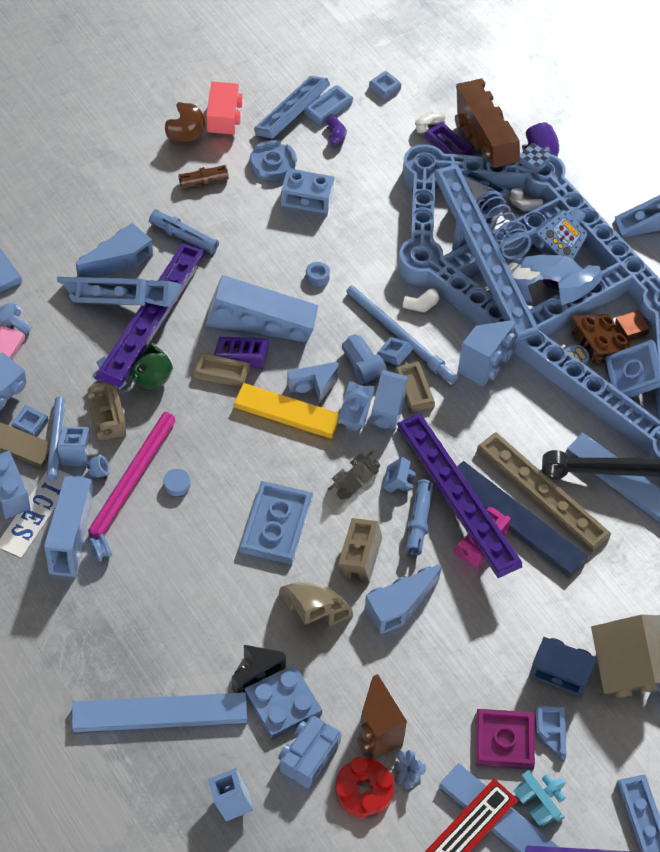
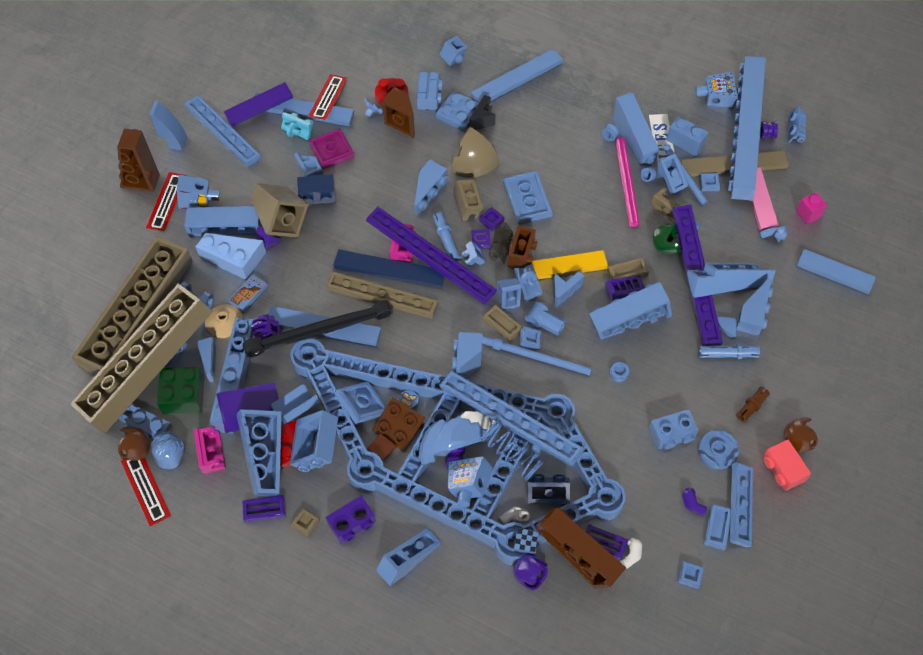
camera: 155 degrees right, 5 degrees up
(159, 257) = (728, 326): none -> medium blue tile
(176, 482) = (599, 190): medium blue tile -> none
(337, 444) = (522, 247): none -> reddish brown brick
(340, 516) = (491, 219): none -> dark purple tile
(374, 497) = (481, 238): none -> dark purple tile
(423, 303) = (532, 386): white arm -> none

